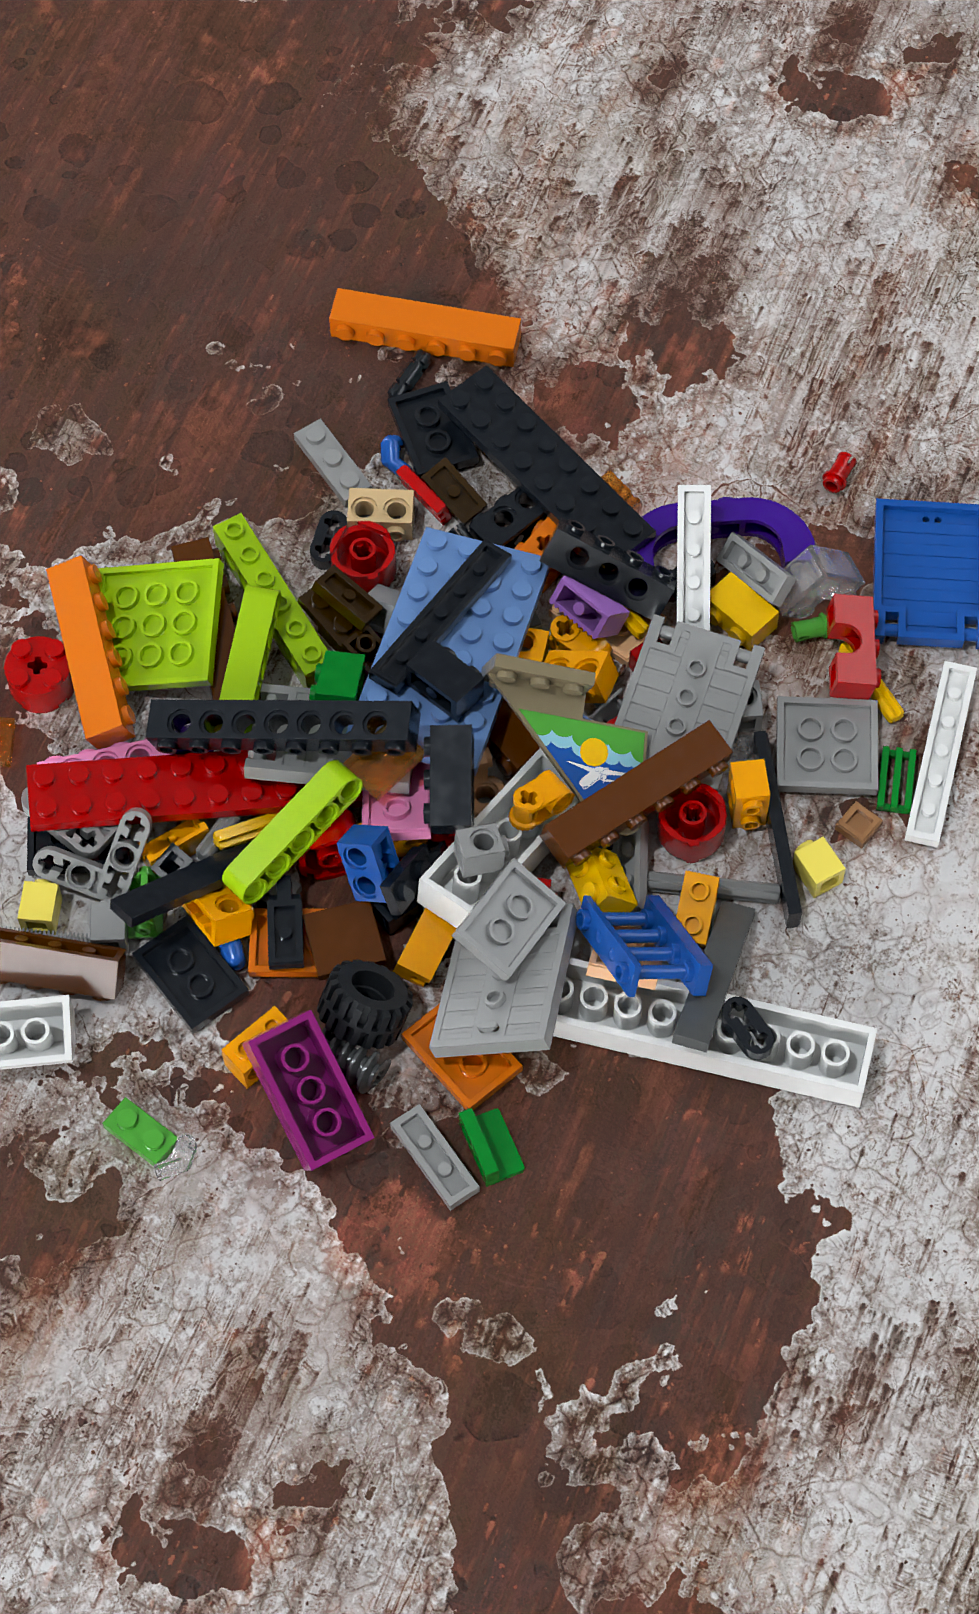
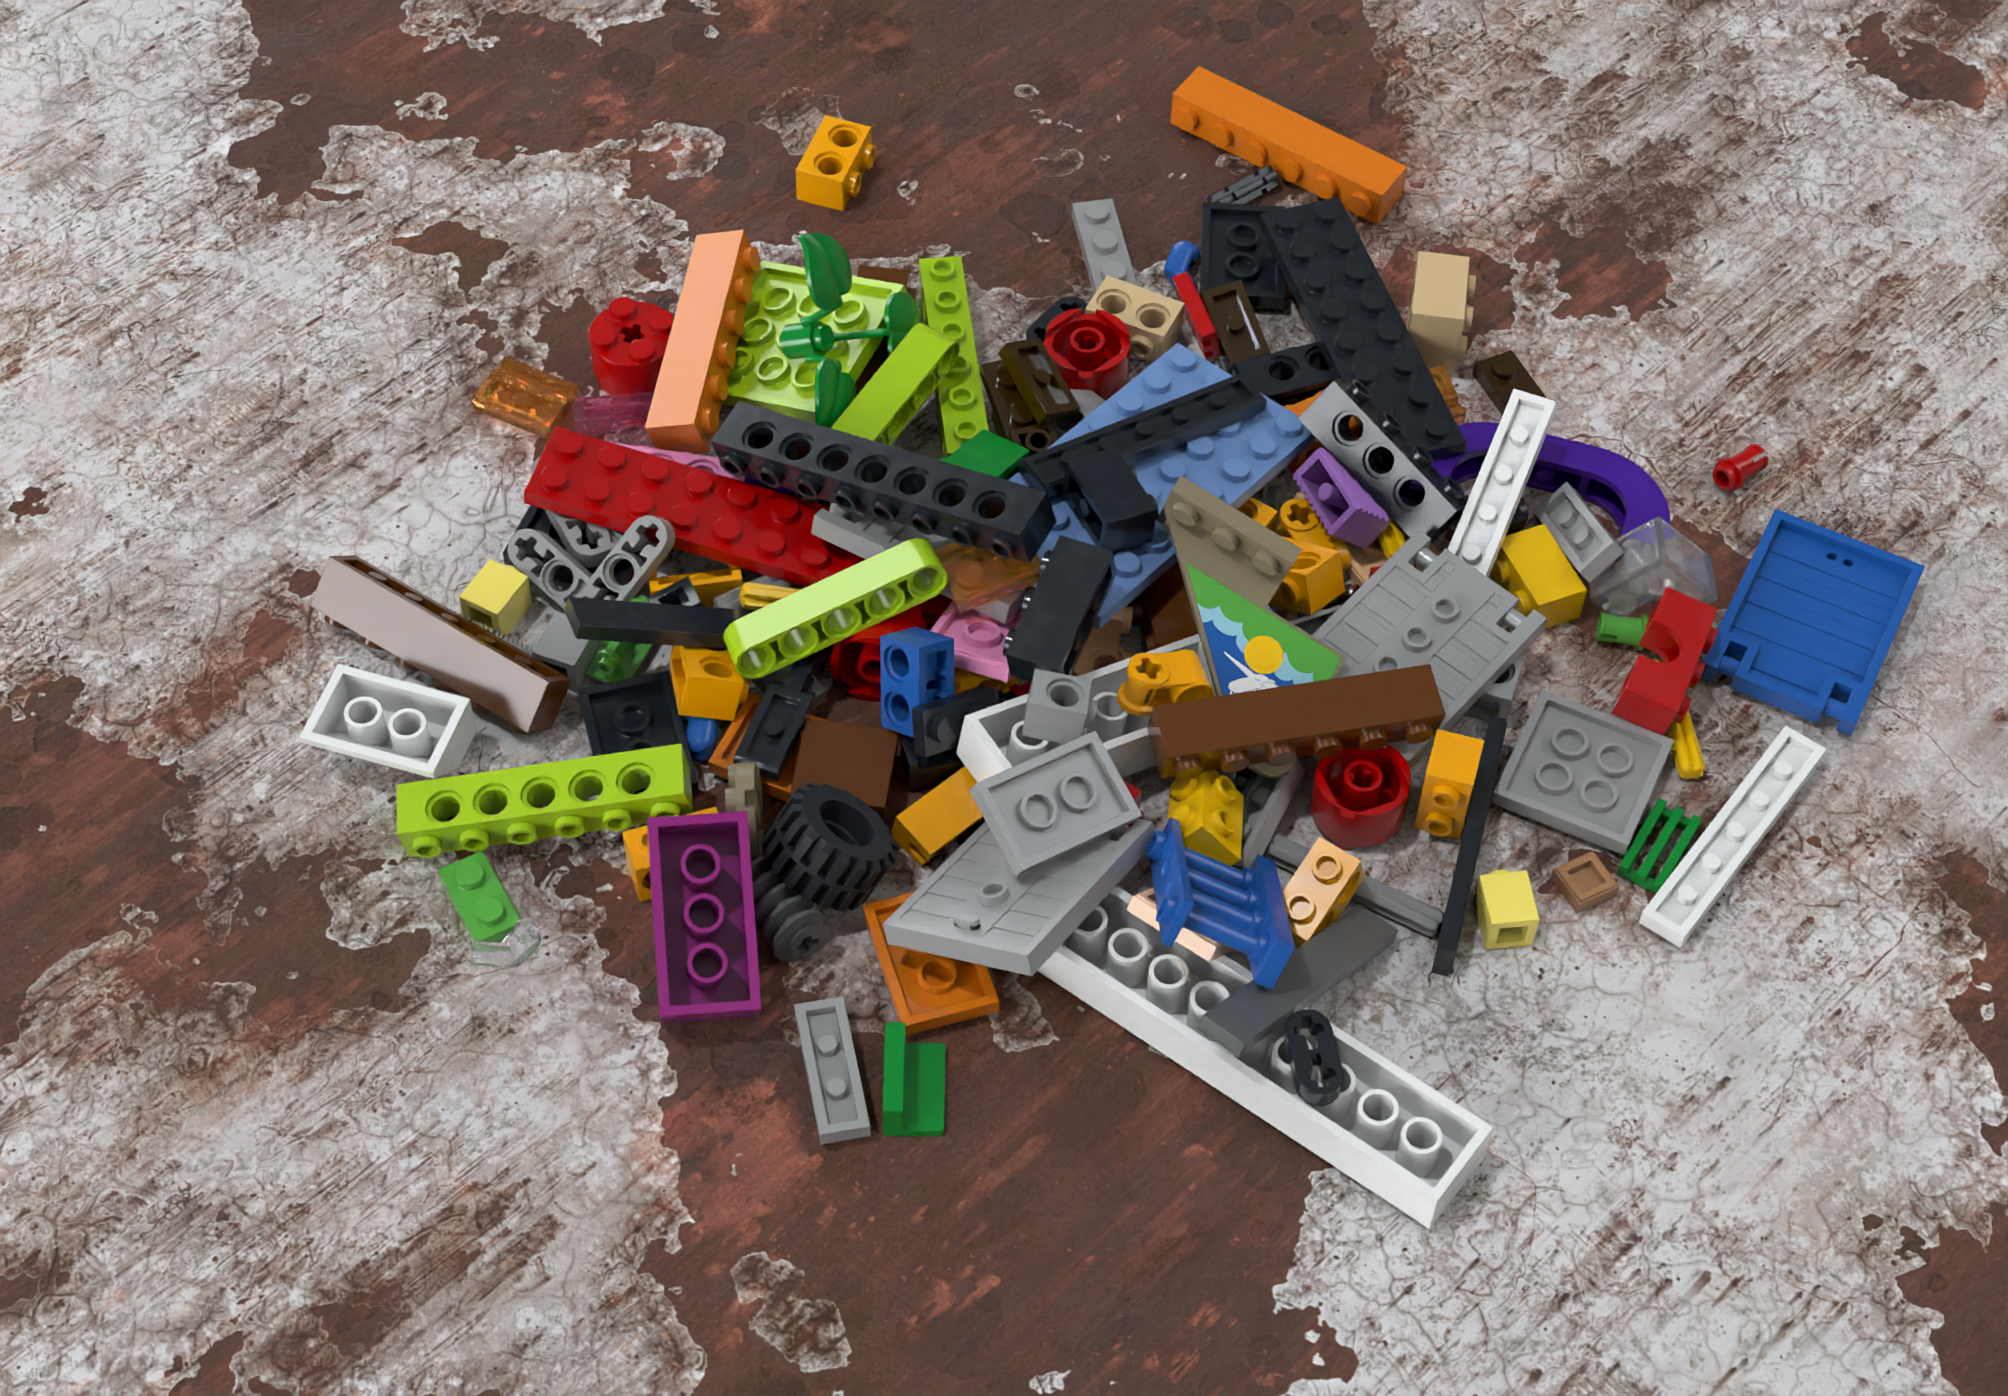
camera: 20 degrees right, 10 degrees down
(50, 730) = (611, 412): none -> clear pink wing
(106, 464) = (835, 163): none -> light orange brick
(134, 1045) = (523, 789): none -> lime brick
(175, 626) = (828, 279): none -> green plant
(292, 996) = (746, 795): none -> dark tan plate
(592, 429) = (1440, 309): none -> tan brick
(662, 468) = (1501, 375): none -> dark brown plate

